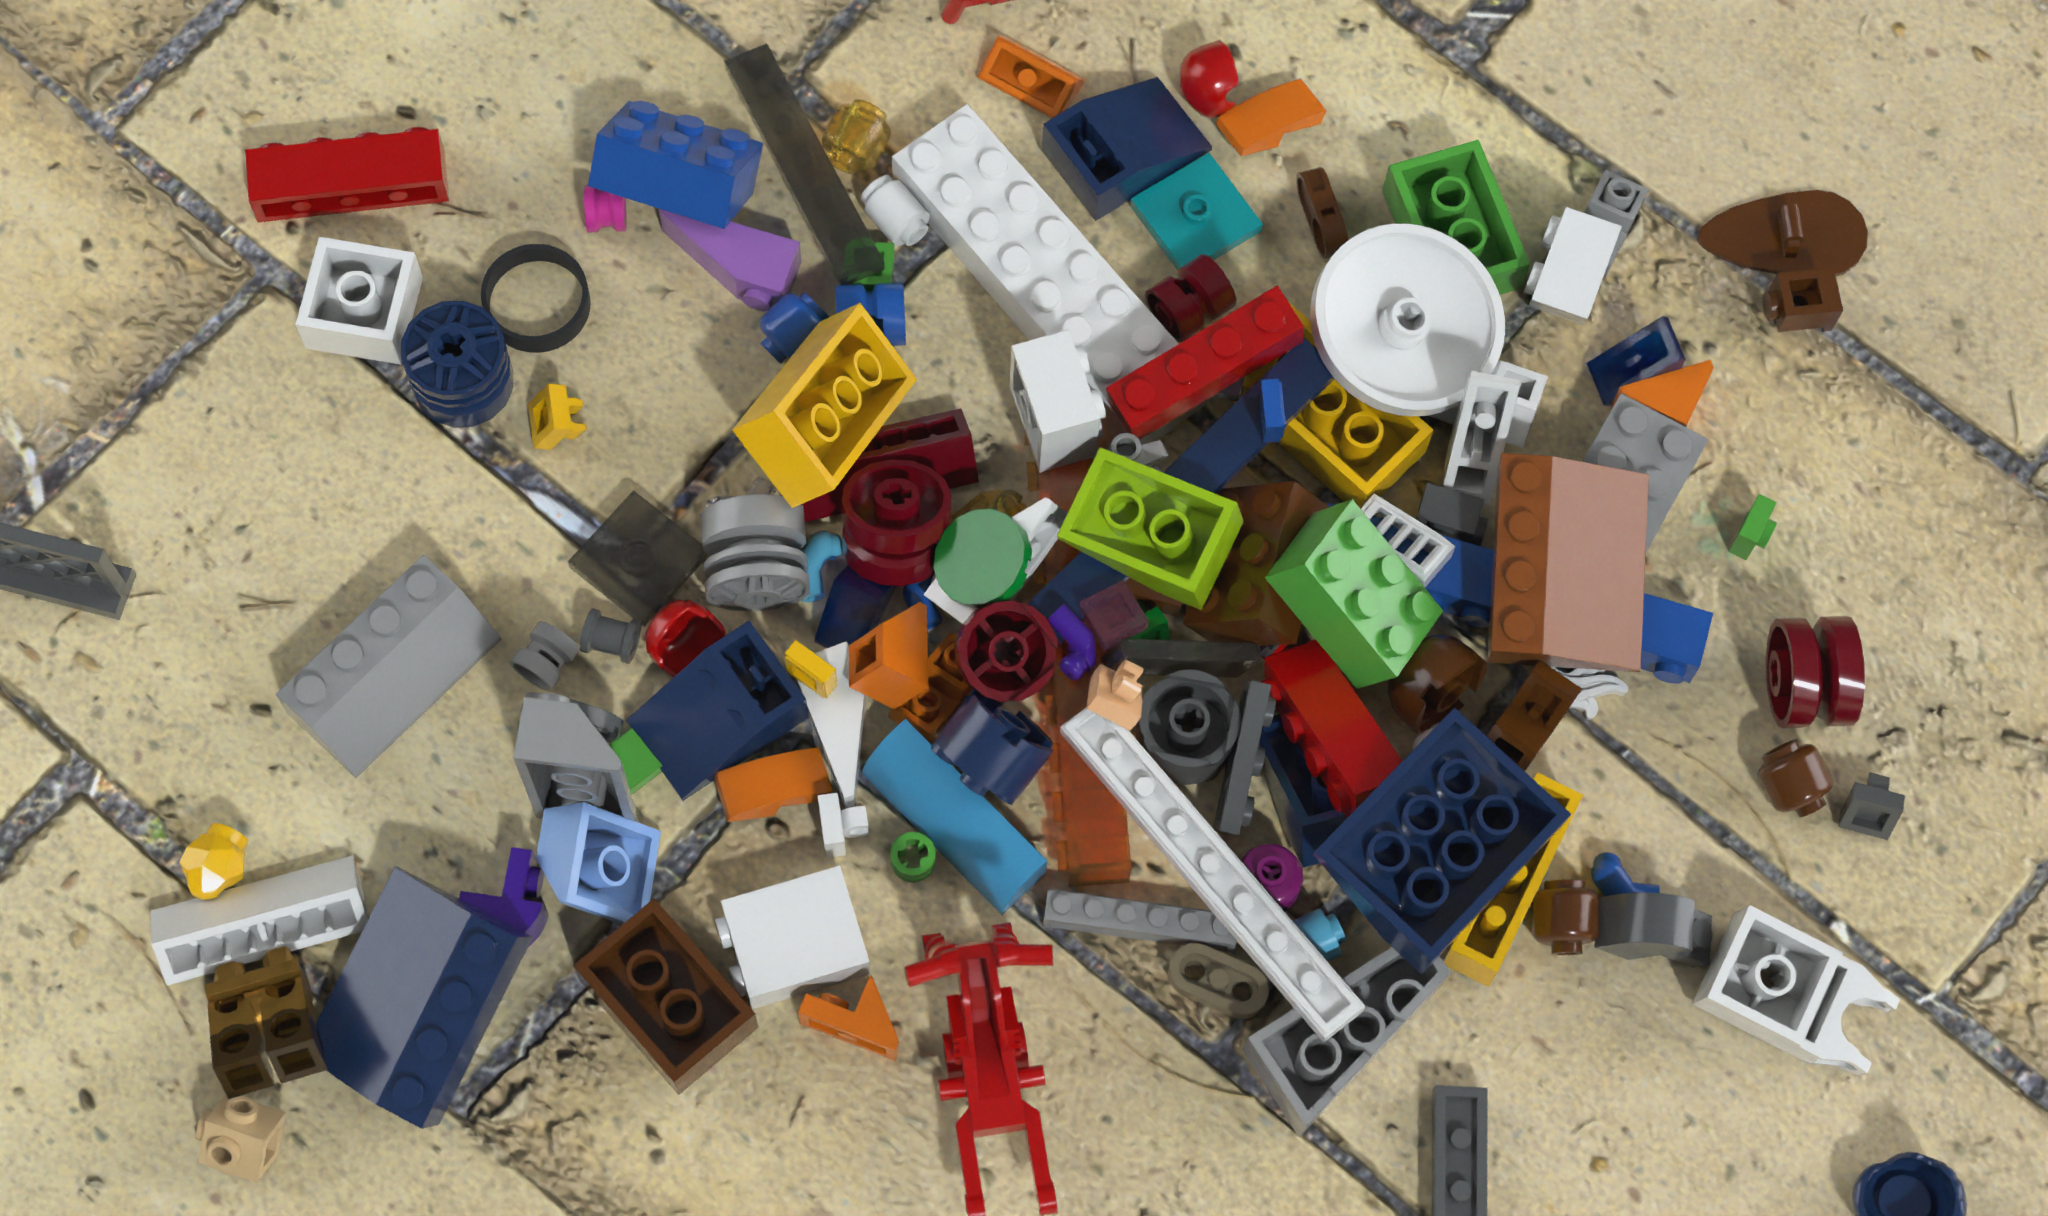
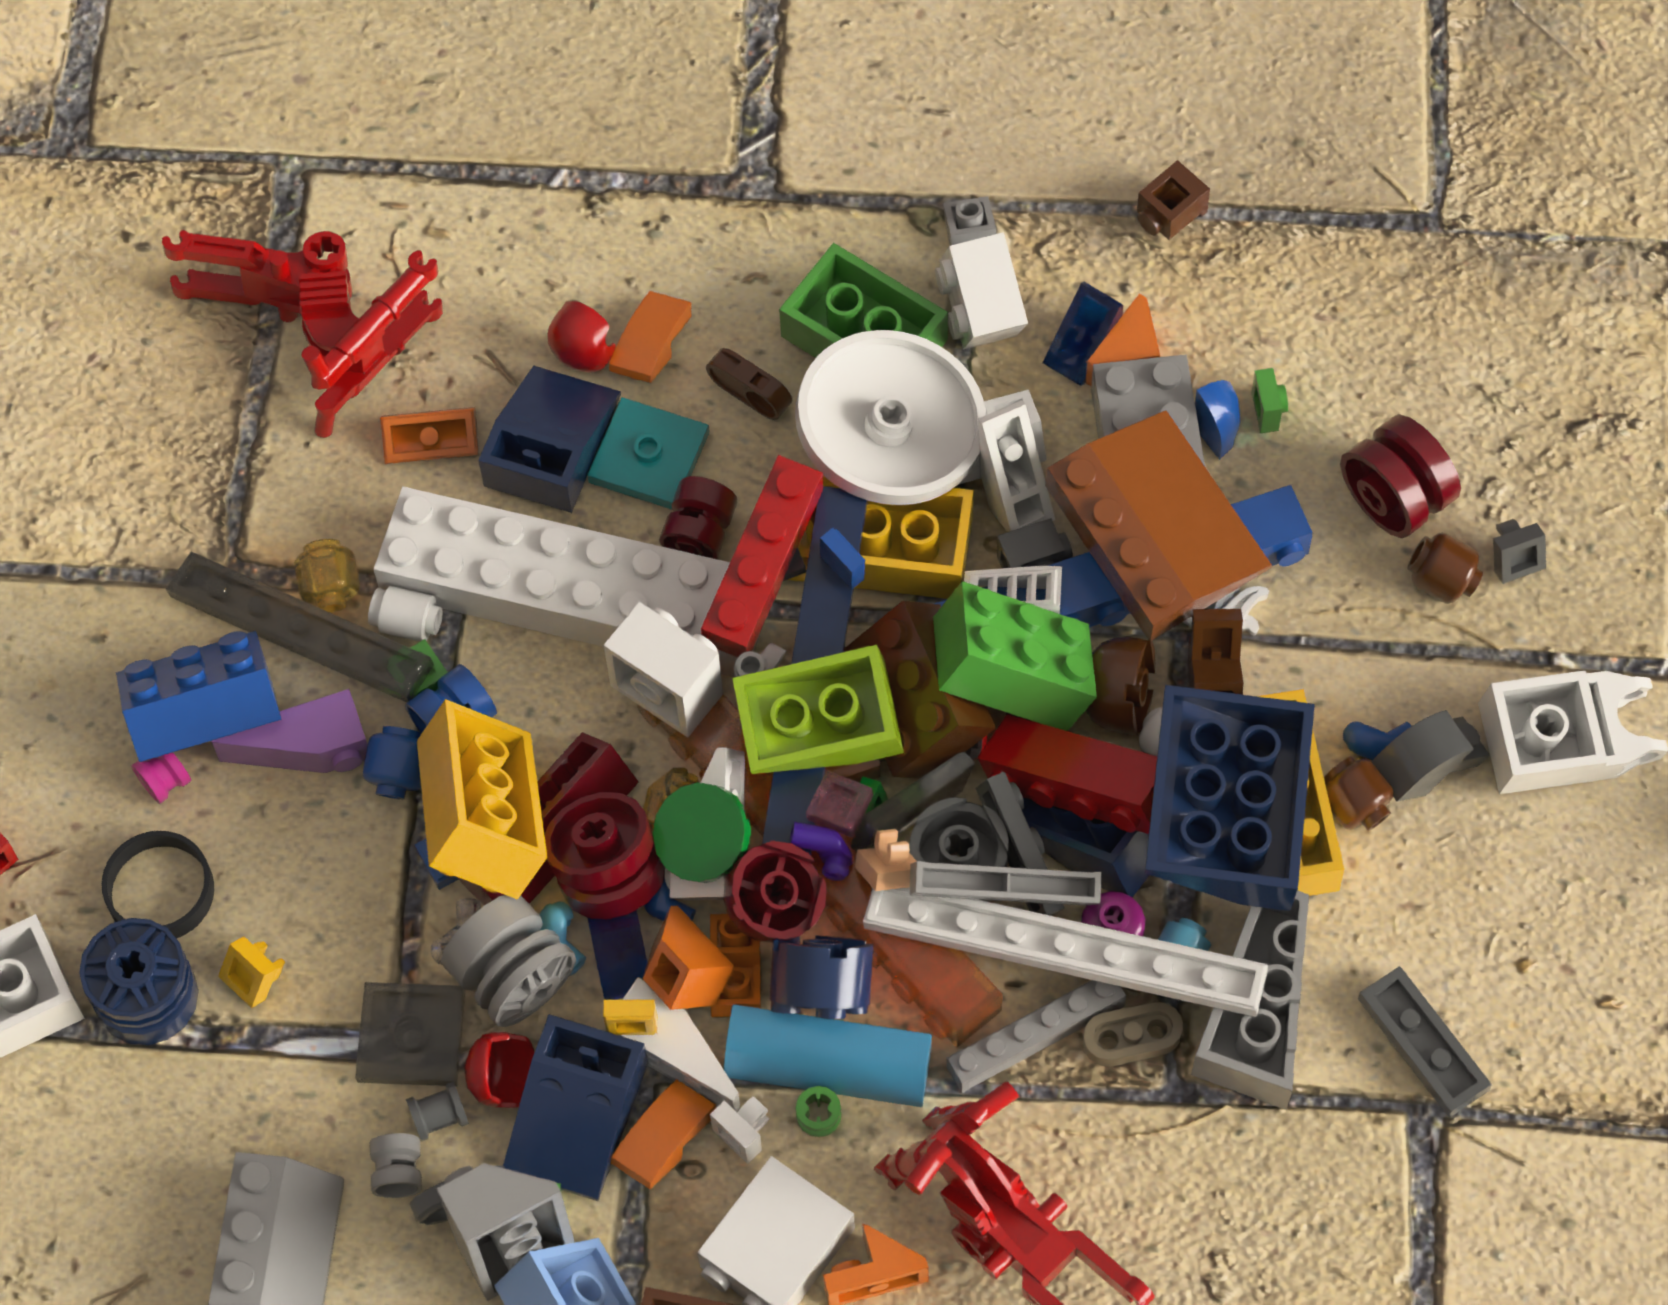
camera: 30 degrees left, 5 degrees down
(1198, 779) = (1004, 883): none -> light grey piece
(1699, 510) = (1218, 416): none -> blue brick
(1789, 233) = (1118, 159): reddish brown shield -> none

